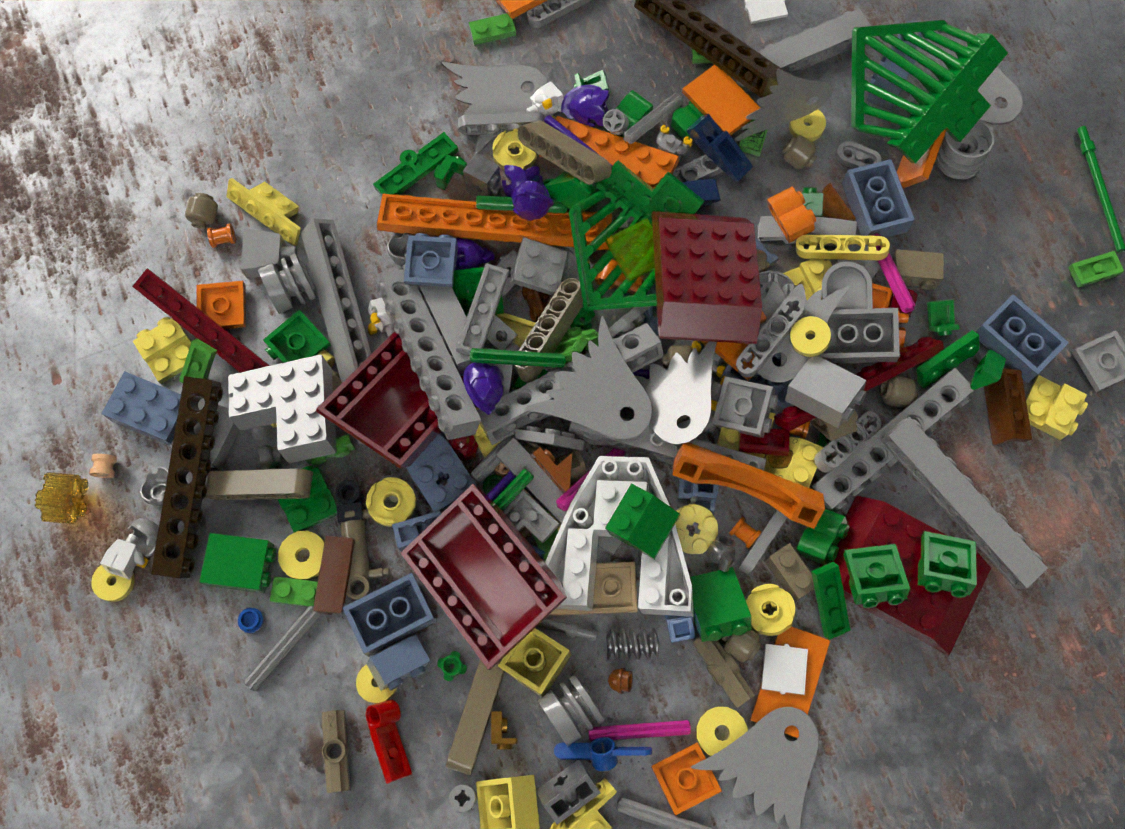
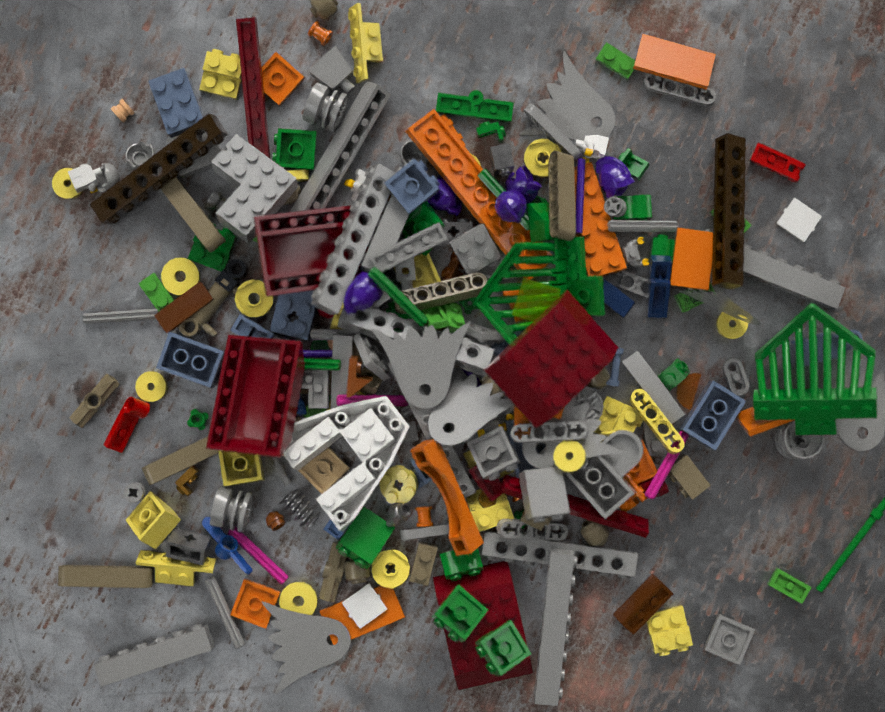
camera: 45 degrees right, 15 degrees up
(62, 498) = (82, 109): clear yellow brick -> none
(198, 360) = (228, 104): bright green plate -> none
(237, 563) = (141, 245): green brick -> none
(250, 620) = (118, 283): blue plate -> none
(398, 663) = (170, 390): sand blue brick -> none
(642, 521) = (364, 459): green slope -> none
(791, 214) = (651, 370): orange brick -> none
(799, 152) = (704, 337): dark tan head -> none
(831, 600) = (425, 599): green plate -> none
(941, 317) = (668, 518): green bracket -> none
(948, 359) = (643, 545): green plate -> none
(988, 370) = (654, 575): green slope -> none
(1021, 338) = (695, 577): sand blue brick -> none

